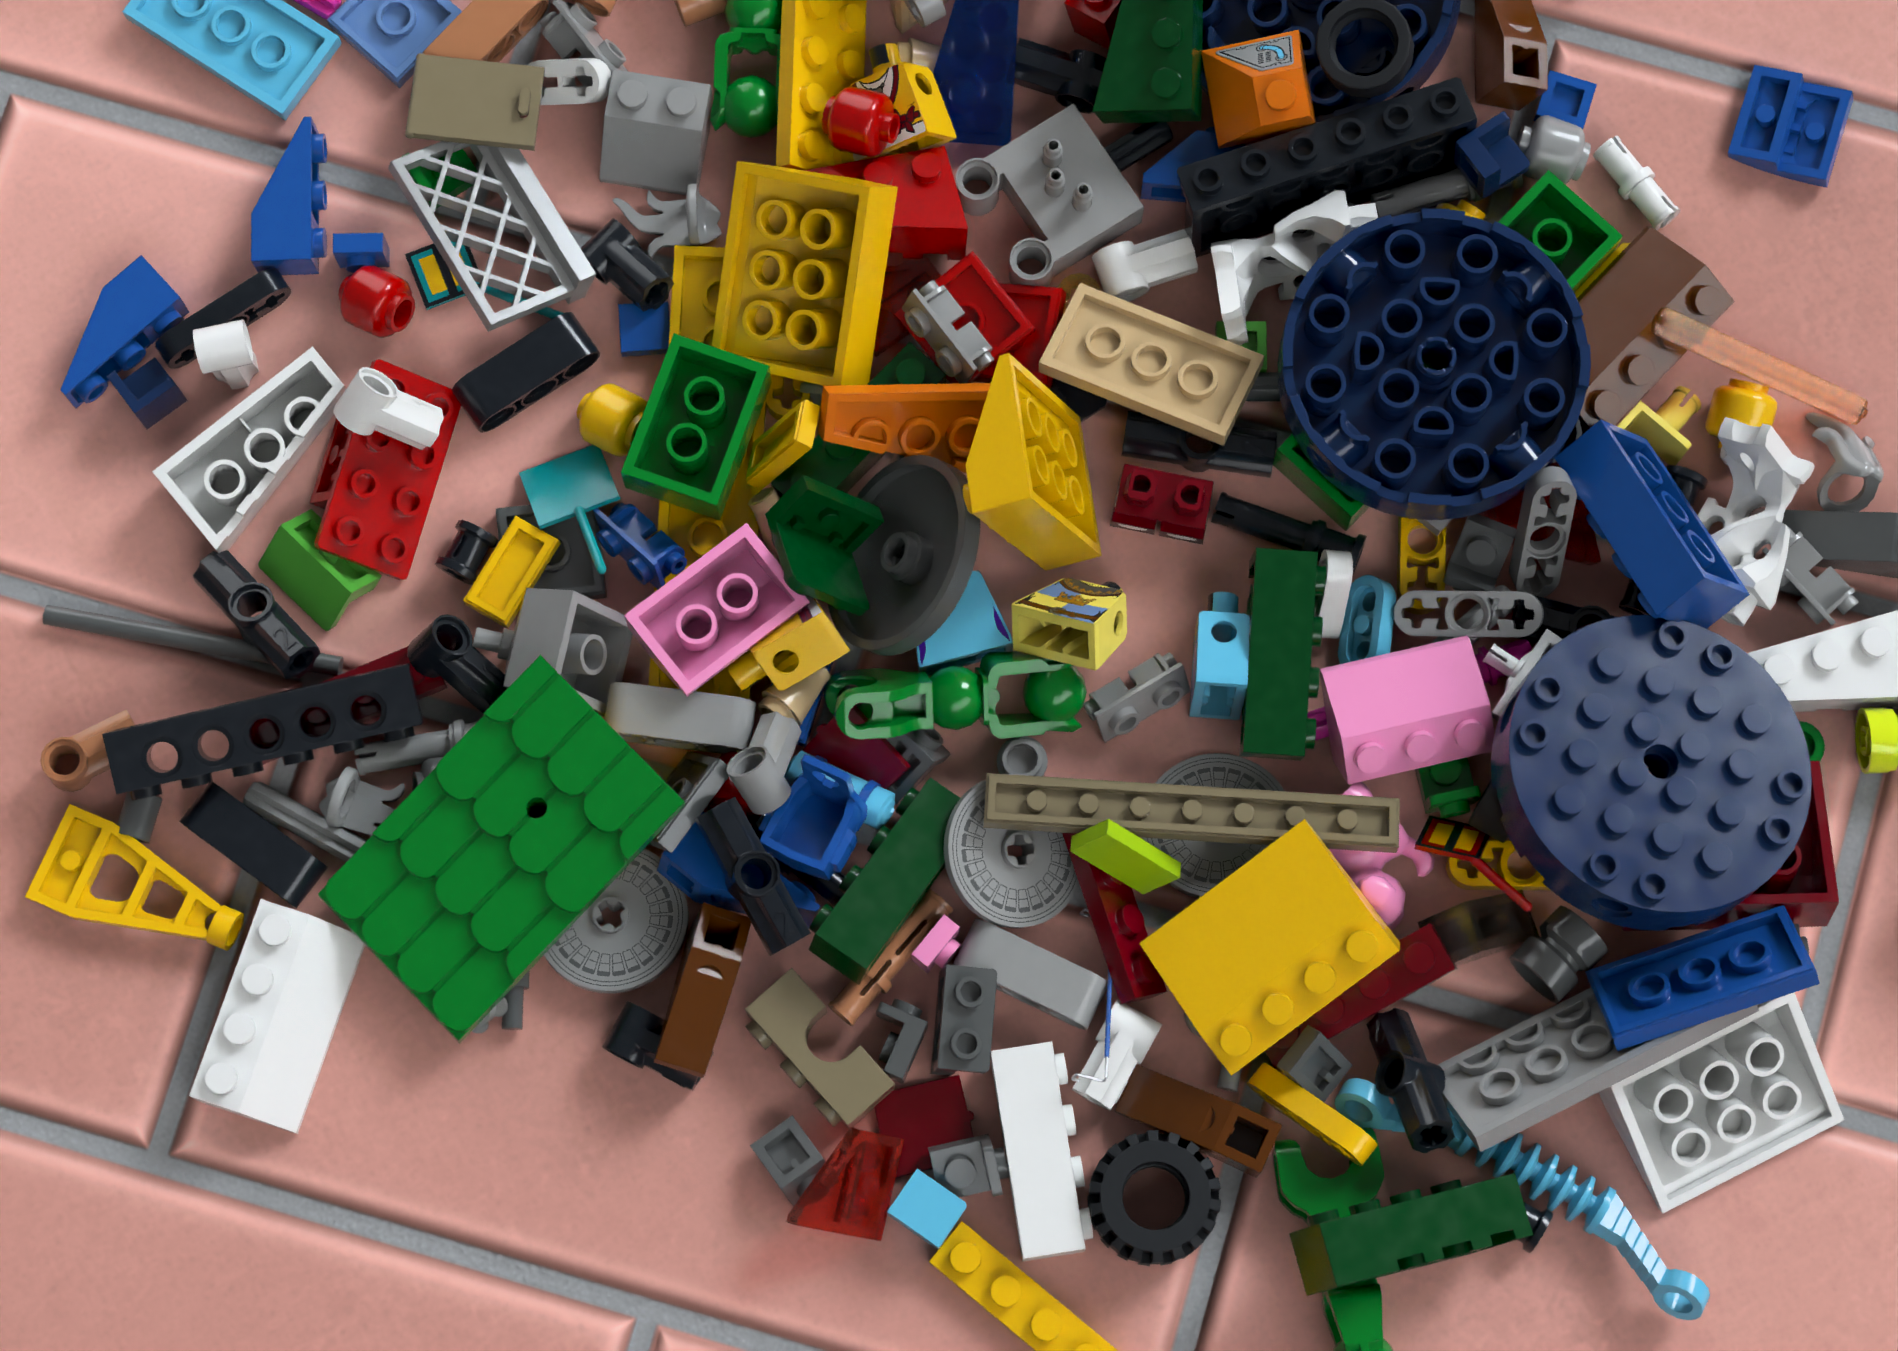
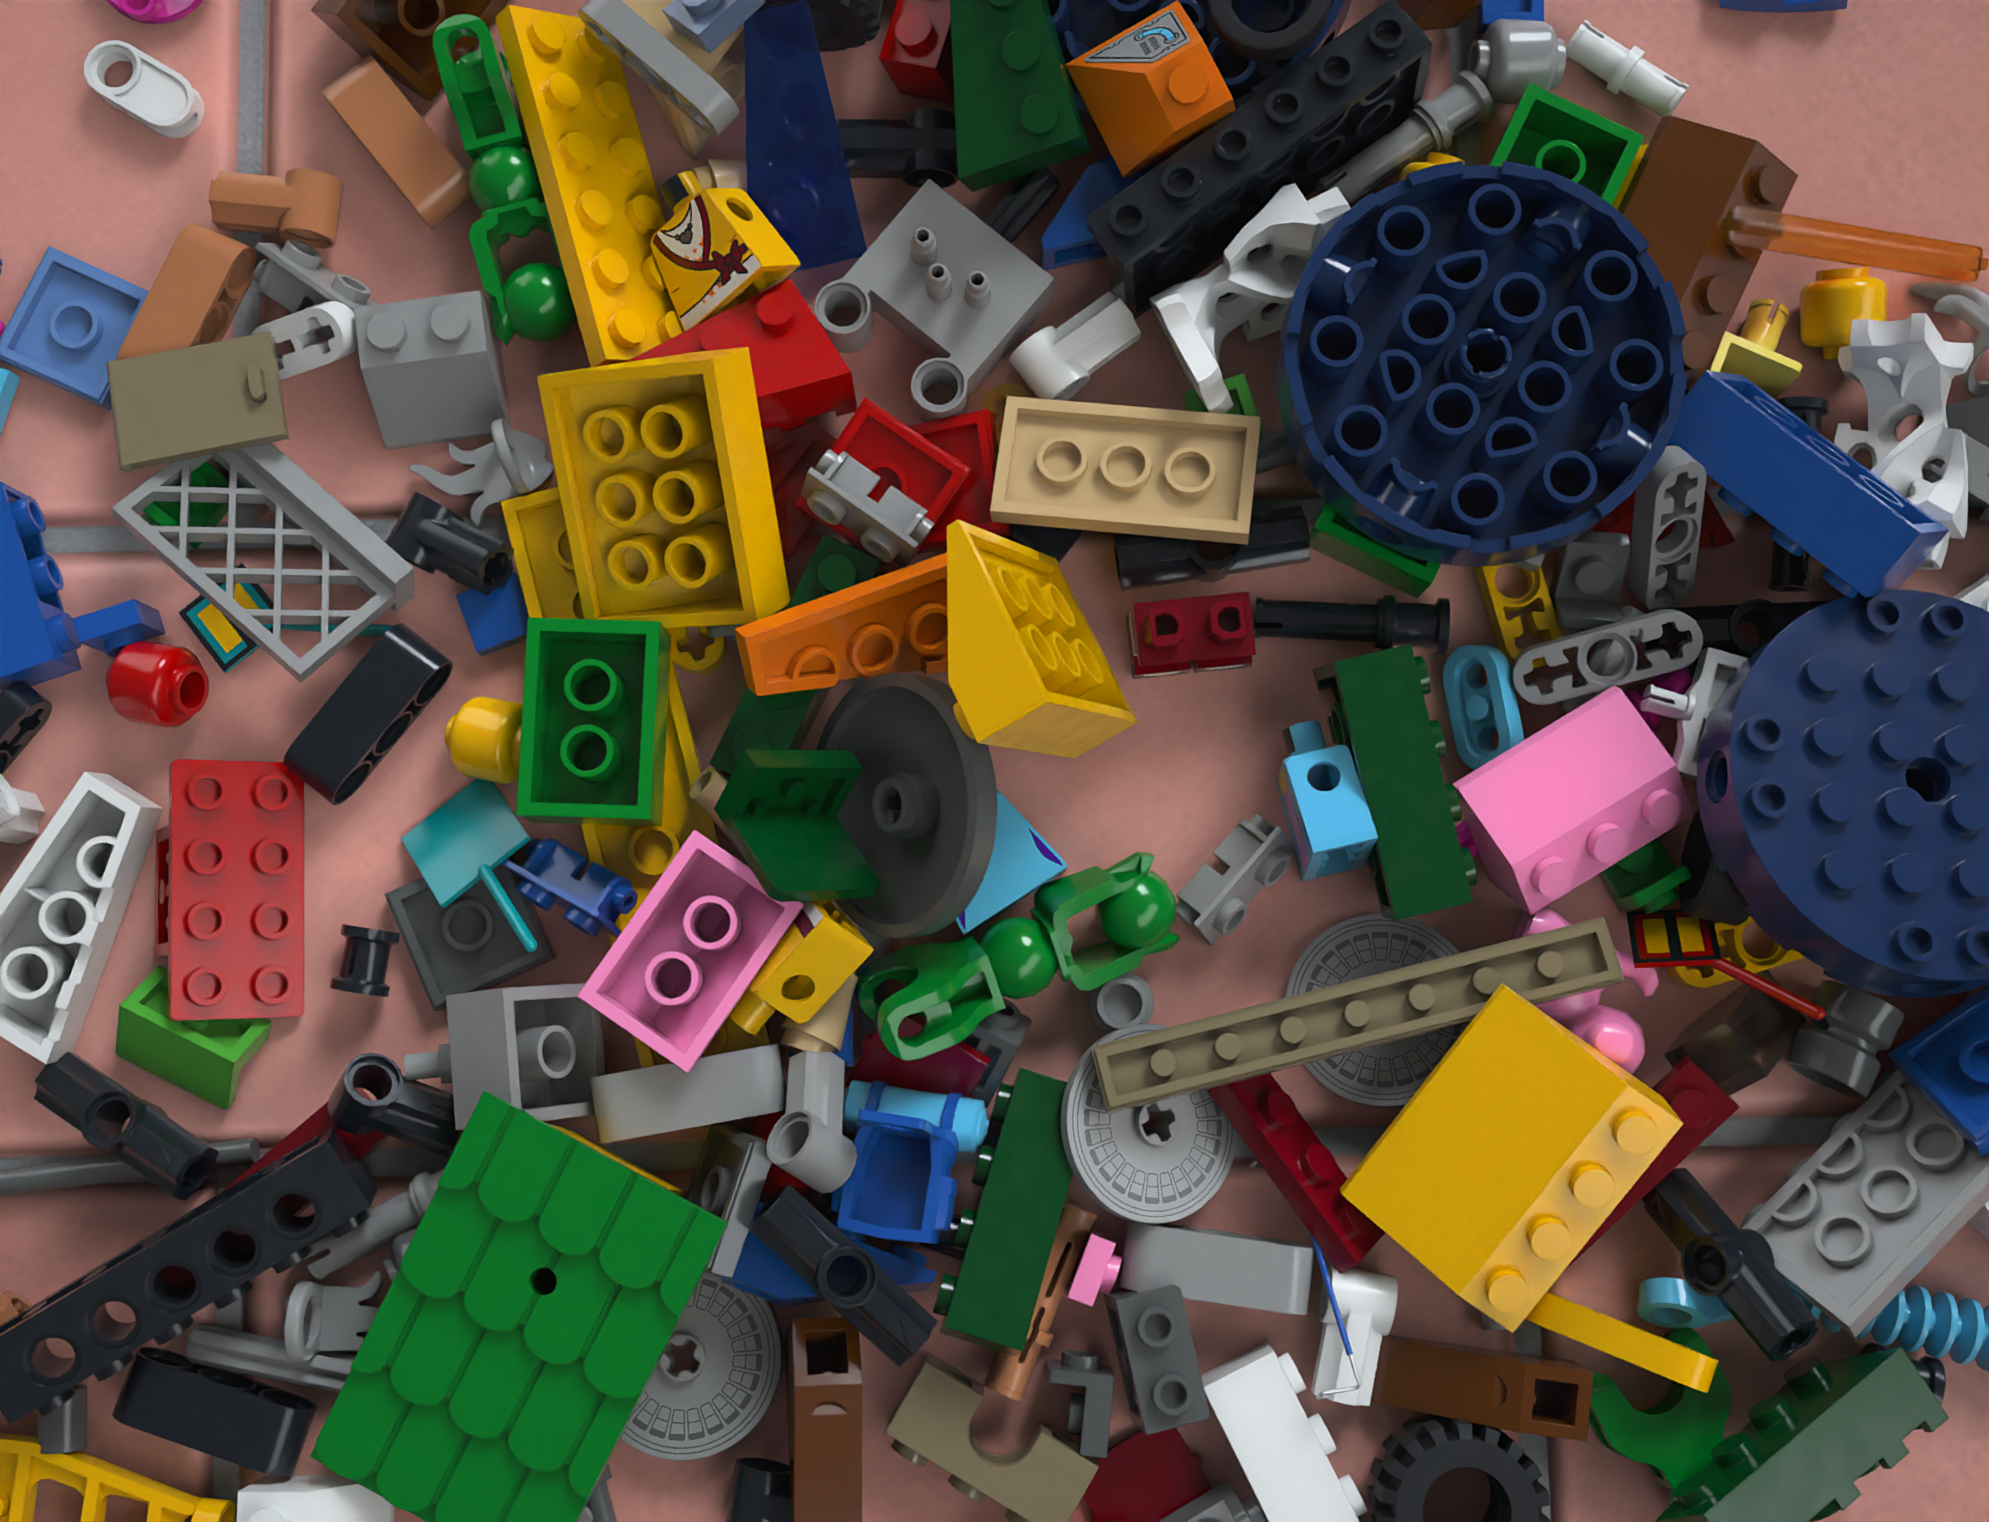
camera: 15 degrees left, 5 degrees up
(378, 405) = (182, 822): white piece -> none
(510, 570) = (426, 969): yellow tile -> none
(782, 444) = (708, 712): yellow tile -> none
(860, 121) = (676, 279): red head -> none
(1071, 622) = (1132, 820): light yellow torso -> none
(1125, 856) = (1291, 1094): lime tile -> none
(1314, 1063) = (1601, 1278): dark grey bracket -> none
(1336, 594) = (1443, 667): white beam -> none
(1490, 156) = (1451, 89): dark blue panel -> none

